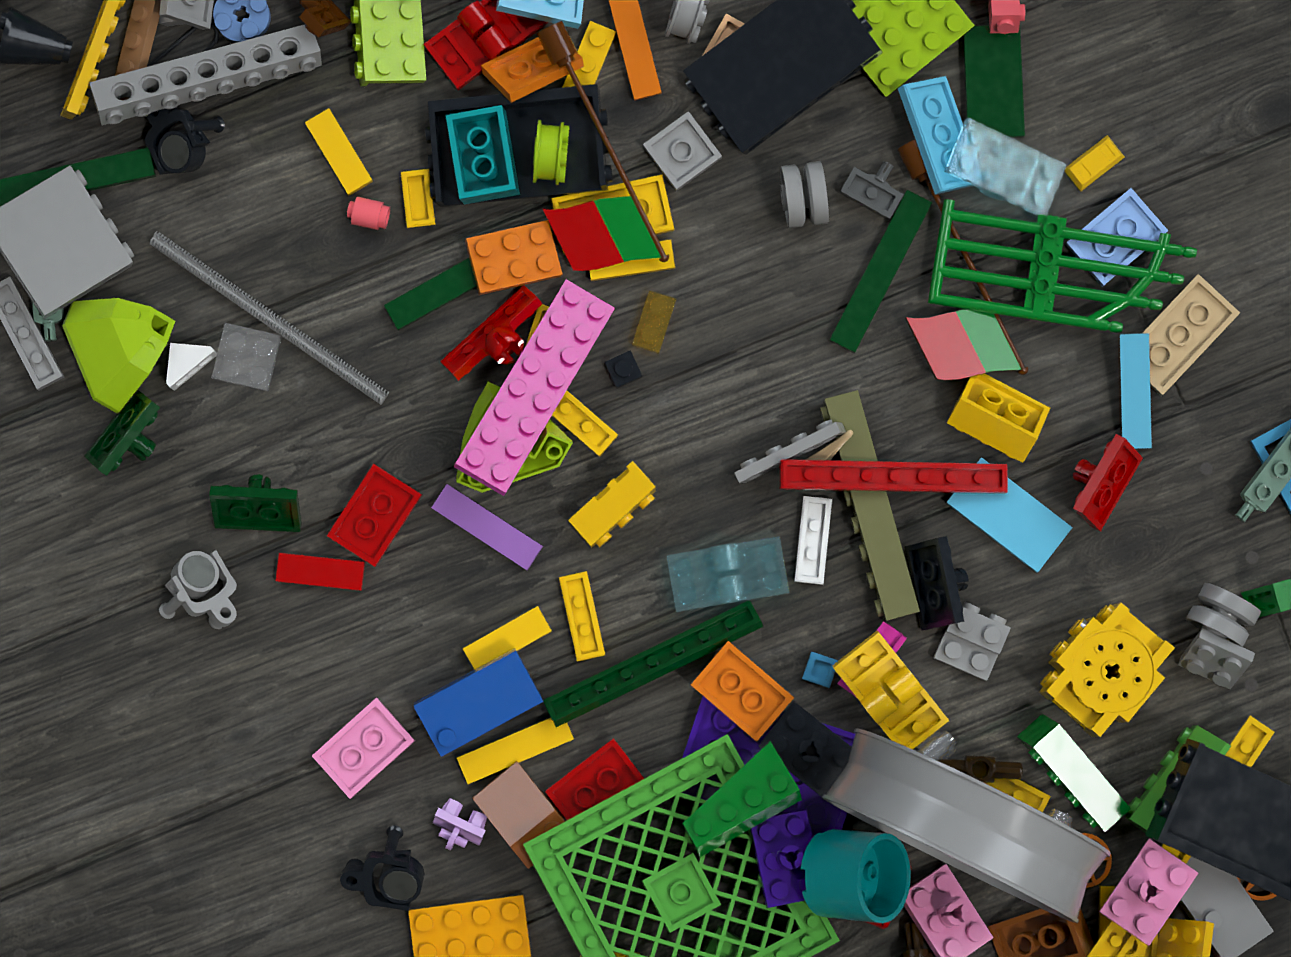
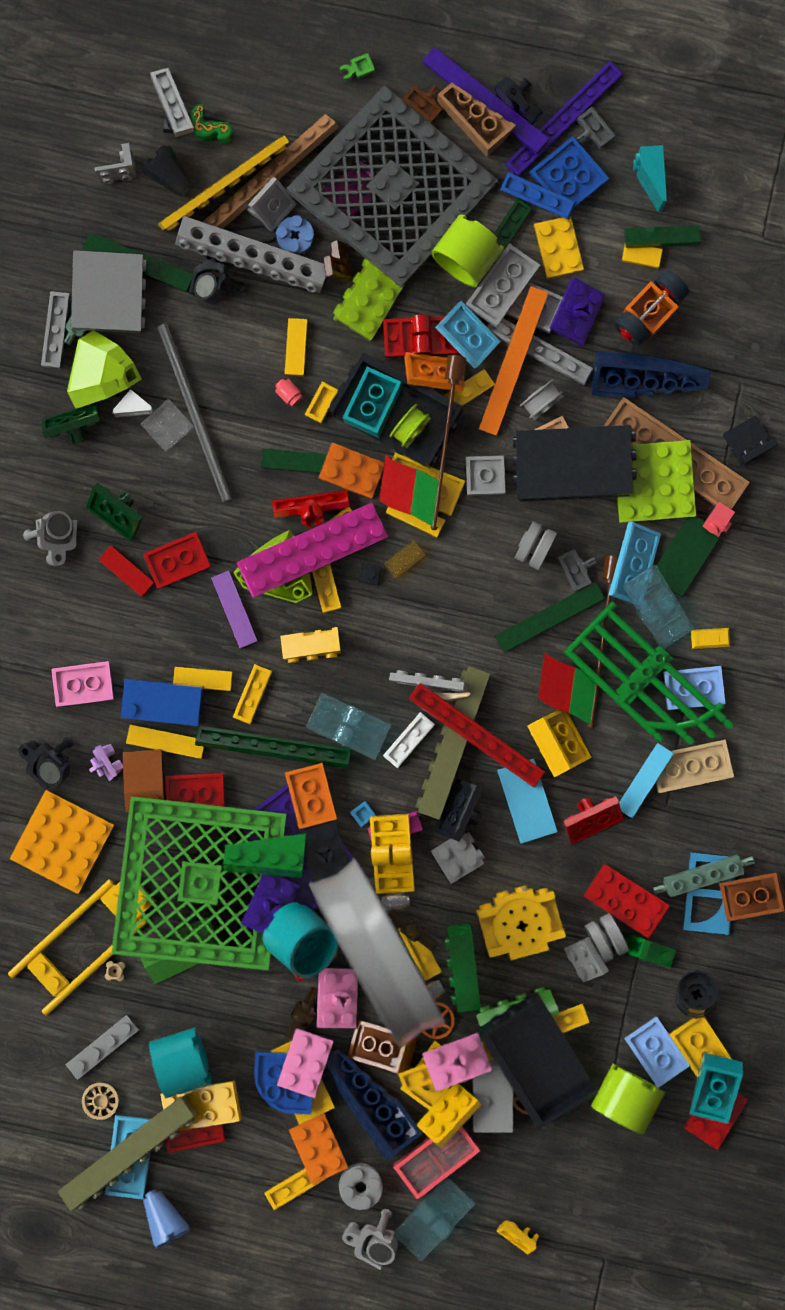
camera: 30 degrees right, 0 degrees up
(1216, 553) = (626, 901): none -> red plate

